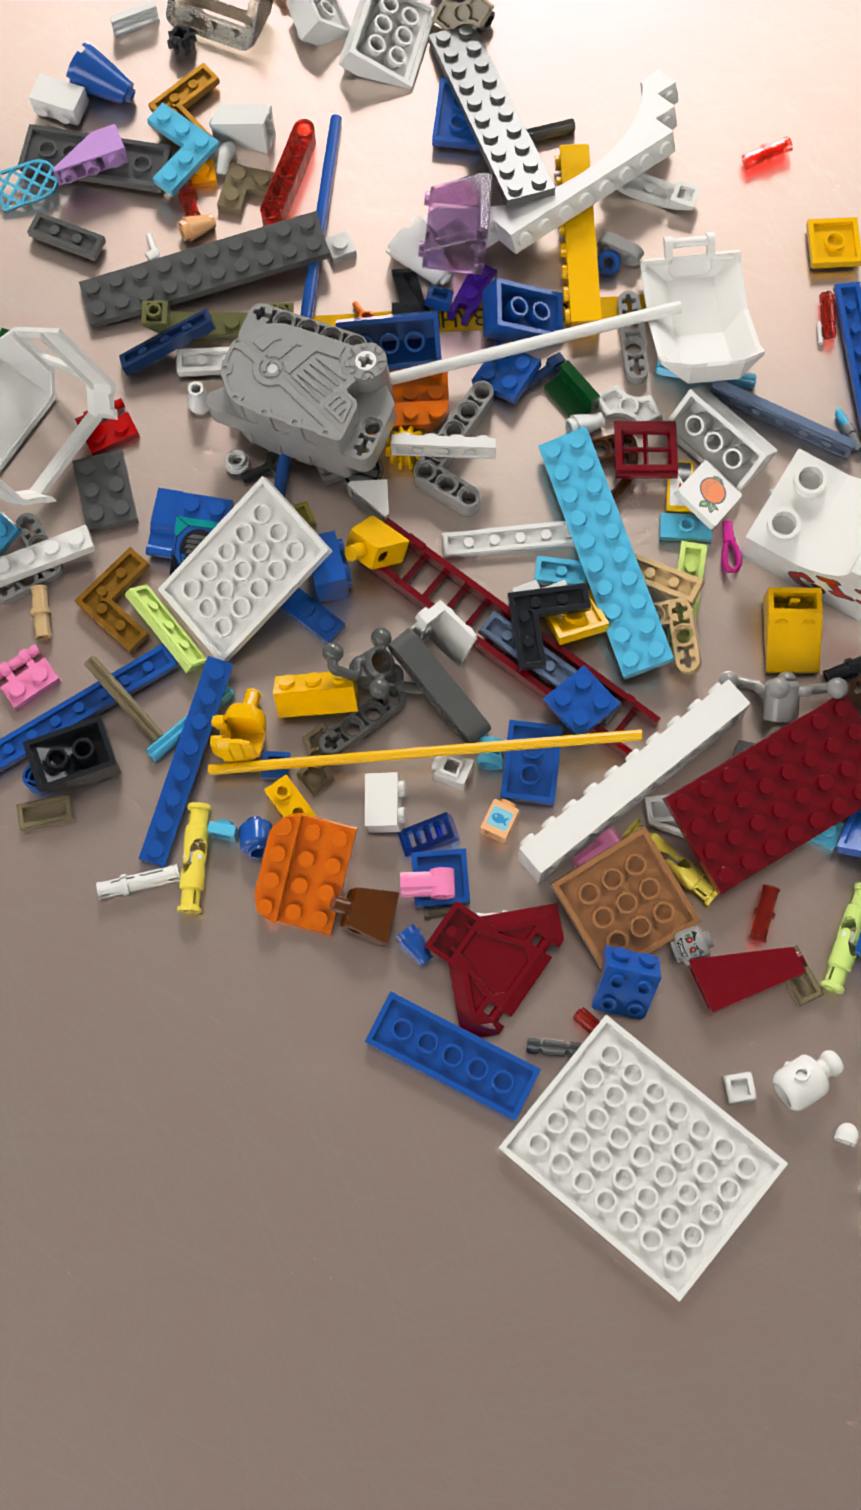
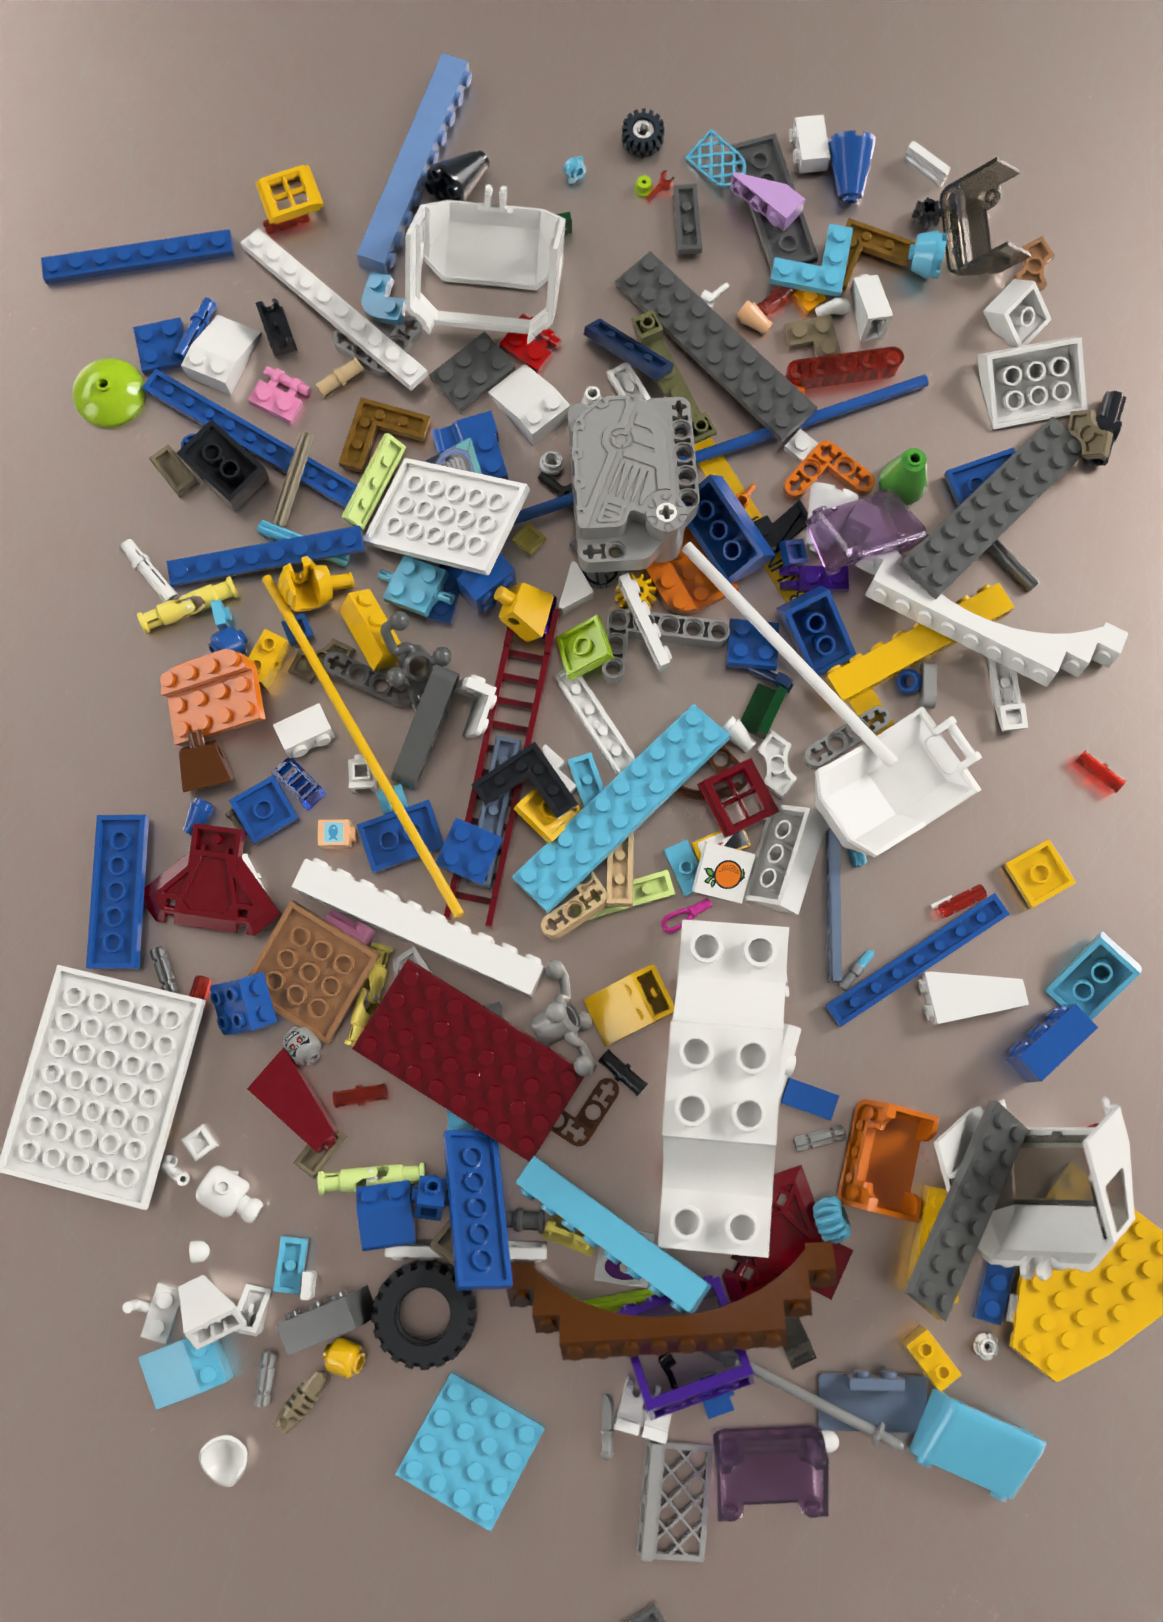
camera: 60 degrees right, 5 degrees up
(9, 259) = (643, 186): none -> lime piece
(18, 242) = (663, 185): none -> clear red hand
(166, 453) = (530, 403): none -> white slope
(223, 54) = (928, 254): none -> medium azure cone
(293, 635) = (416, 586): none -> medium azure plate
(368, 236) = (824, 463): none -> orange beam
(418, 171) = (906, 475): none -> bright green cone
(436, 512) = (584, 647): none -> lime plate
(436, 884) = (250, 805): bright pink piece -> none
(762, 1123) = (173, 1172): none -> white arm

